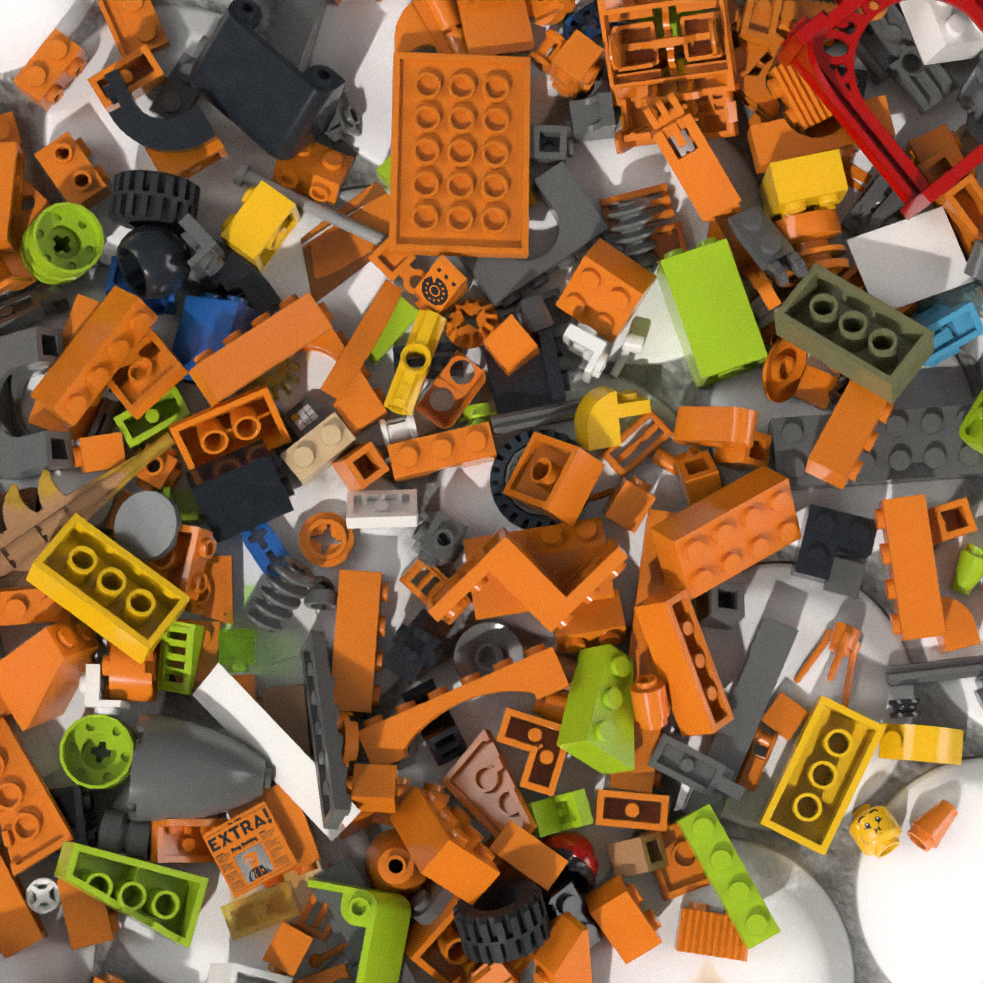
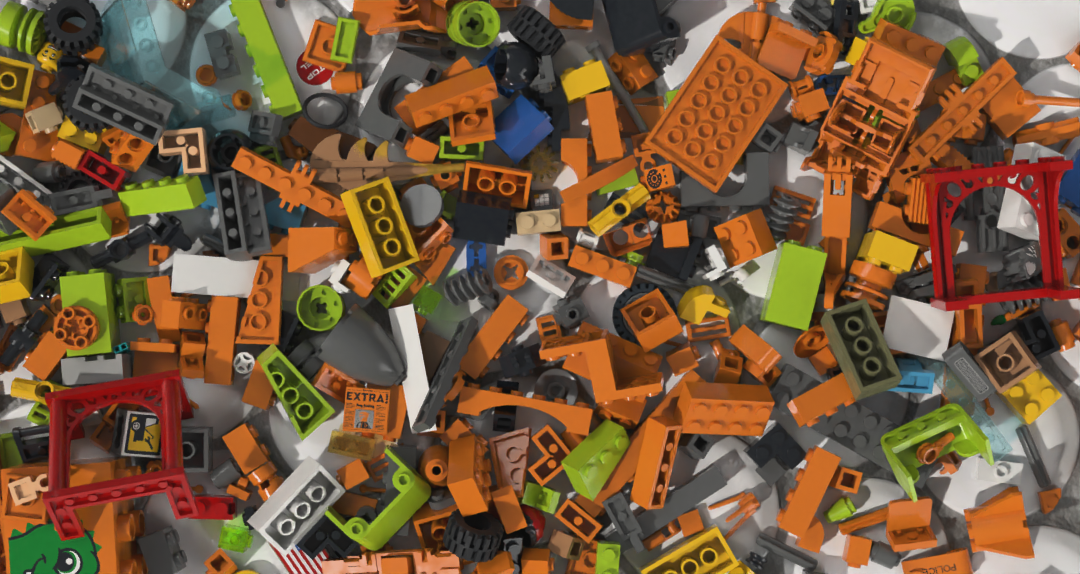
camera: 30 degrees right, 5 degrees up
(259, 349) = (541, 151): orange brick -> none
(325, 266) = (605, 127): none -> orange brick
(374, 787) = (451, 421): orange brick -> none
(650, 702) = (624, 471): orange brick -> none
(766, 244) = (846, 270): dark grey hinge -> none

